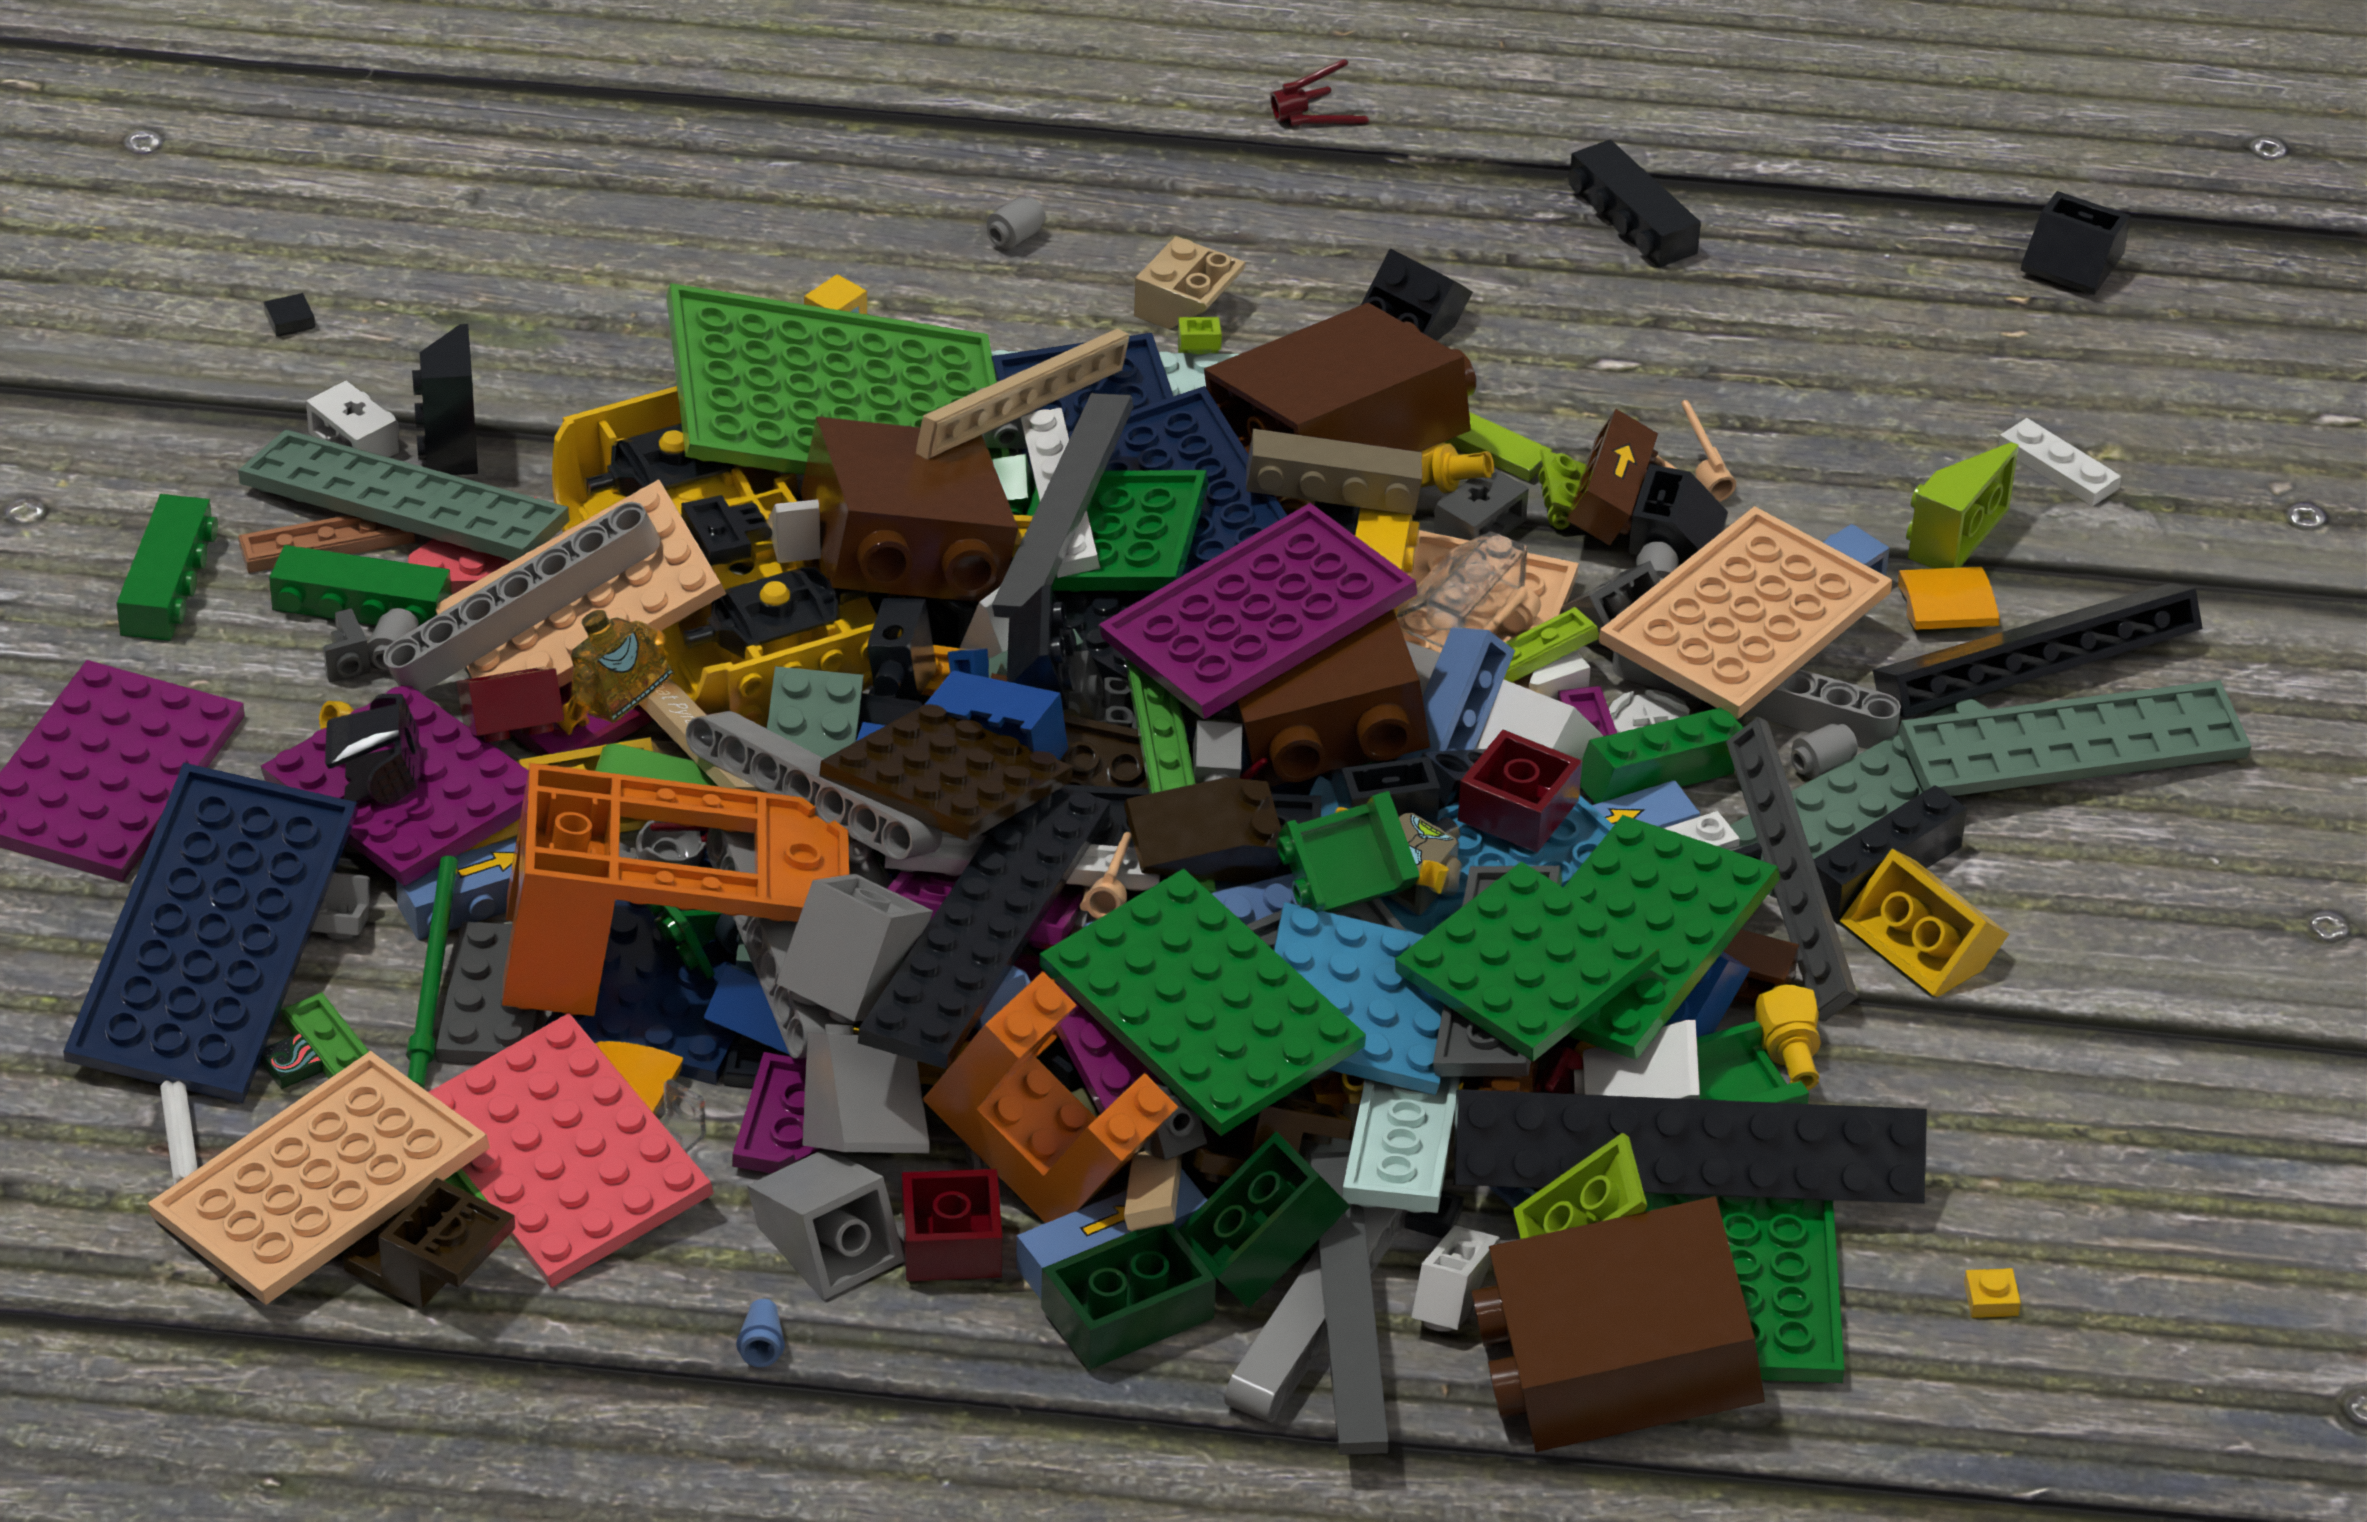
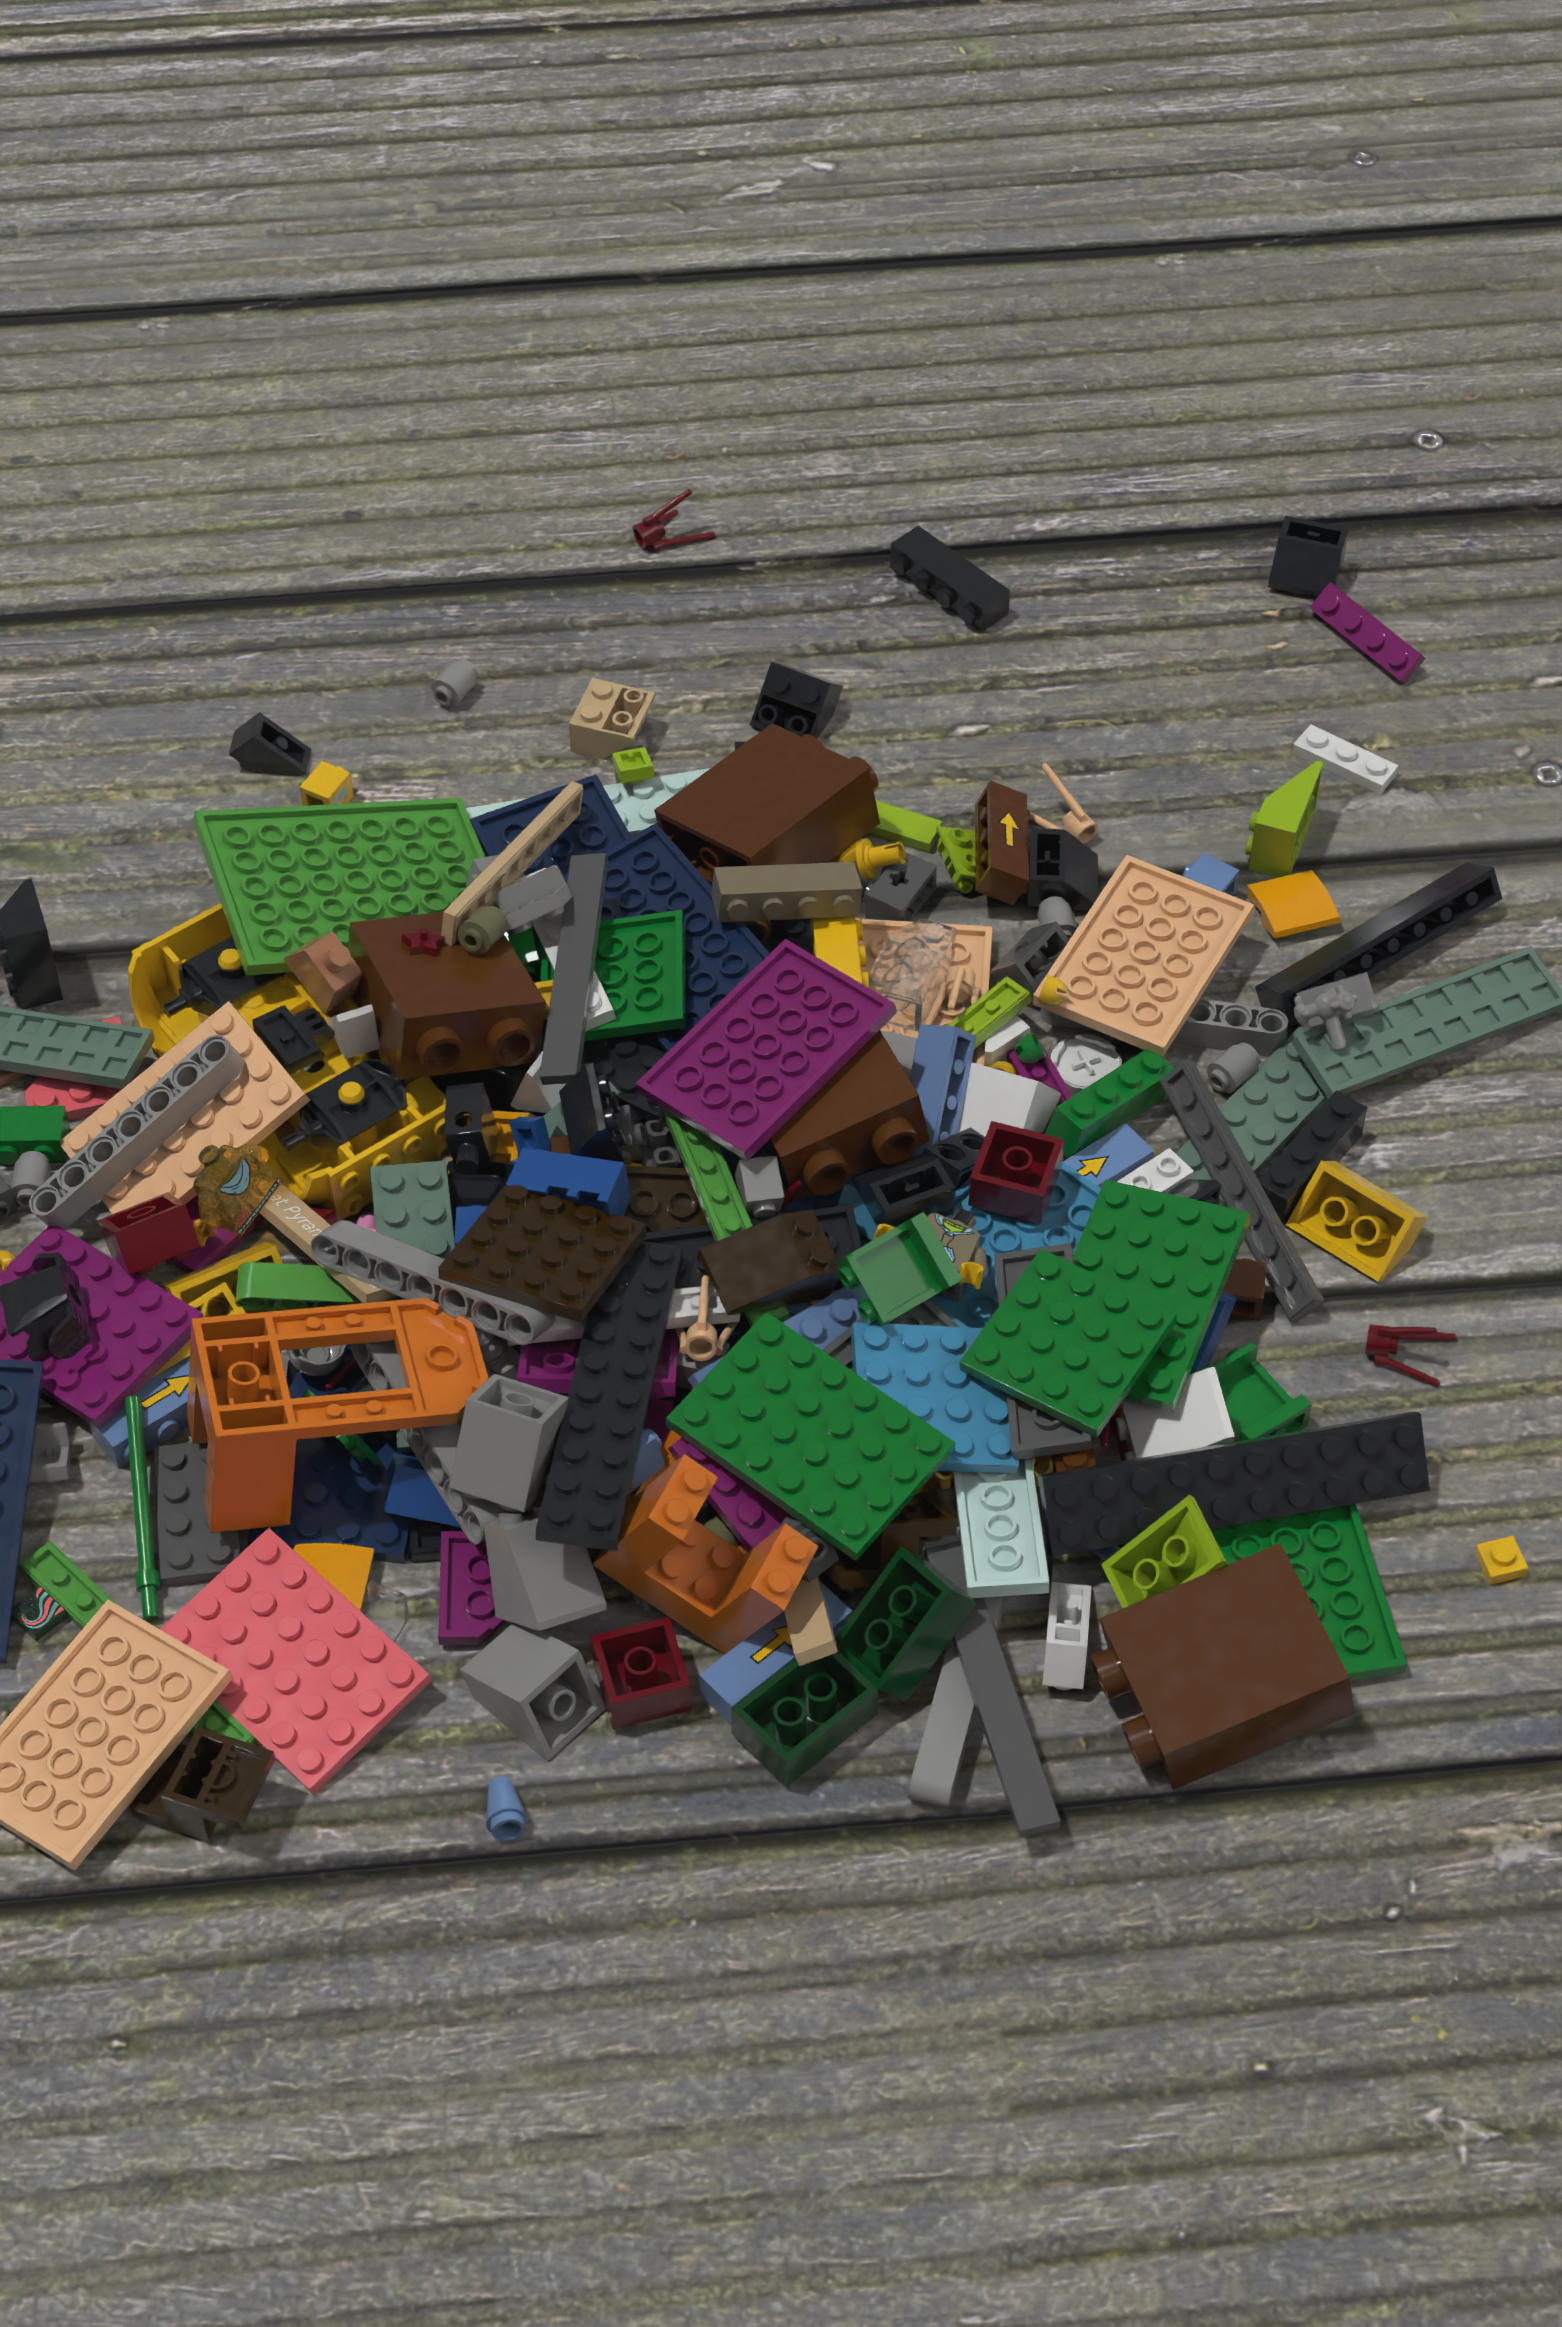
camera: 10 degrees left, 10 degrees up
(777, 460) = (325, 971): none -> nougat torso
(780, 255) = (269, 748): none -> black slope
(894, 448) = (423, 942): none -> dark red piece
(965, 446) = (482, 930): none -> olive brick
(1030, 426) = (533, 897): none -> light grey bracket
(1583, 689) = (1029, 1049): none -> green hinge
(1618, 624) = (1049, 989): none -> yellow hinge
(1789, 1030) = (1279, 1344): yellow piece -> none
(1921, 1050) = (1385, 1341): none -> dark red plant
(1956, 692) = (1332, 1002): none -> light grey piece
(2125, 334) = (1367, 633): none -> magenta plate

